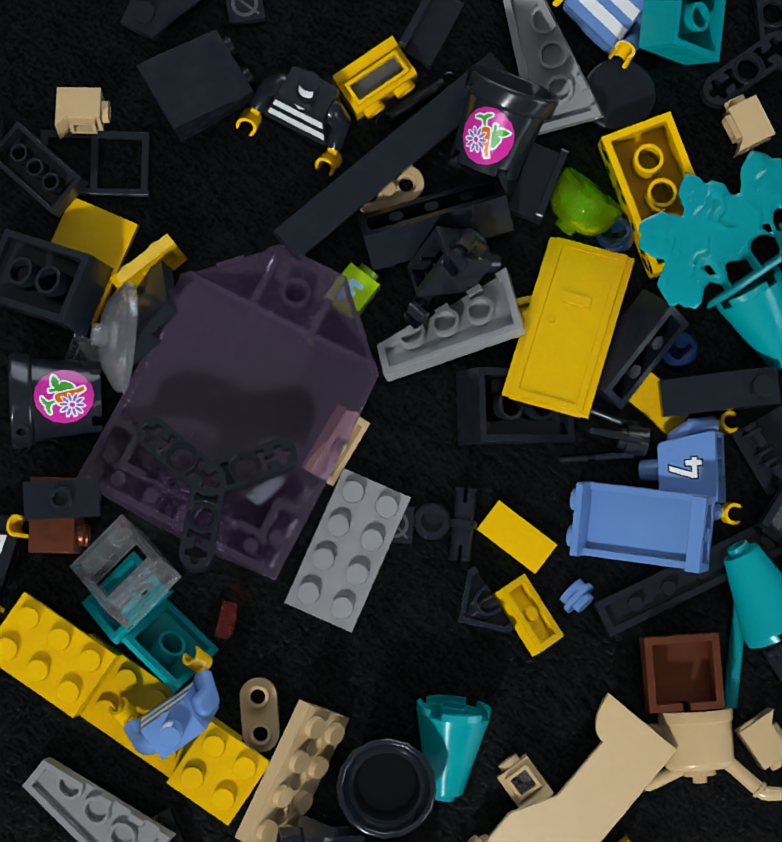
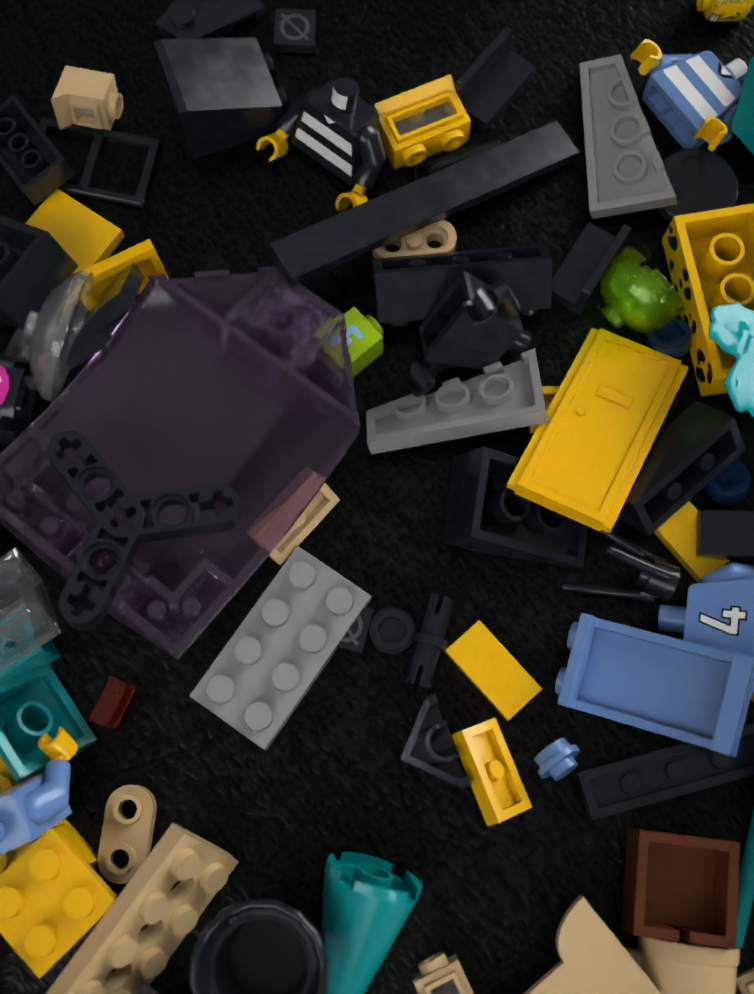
camera: 10 degrees right, 10 degrees down
(500, 120) = (560, 177): black piece -> none

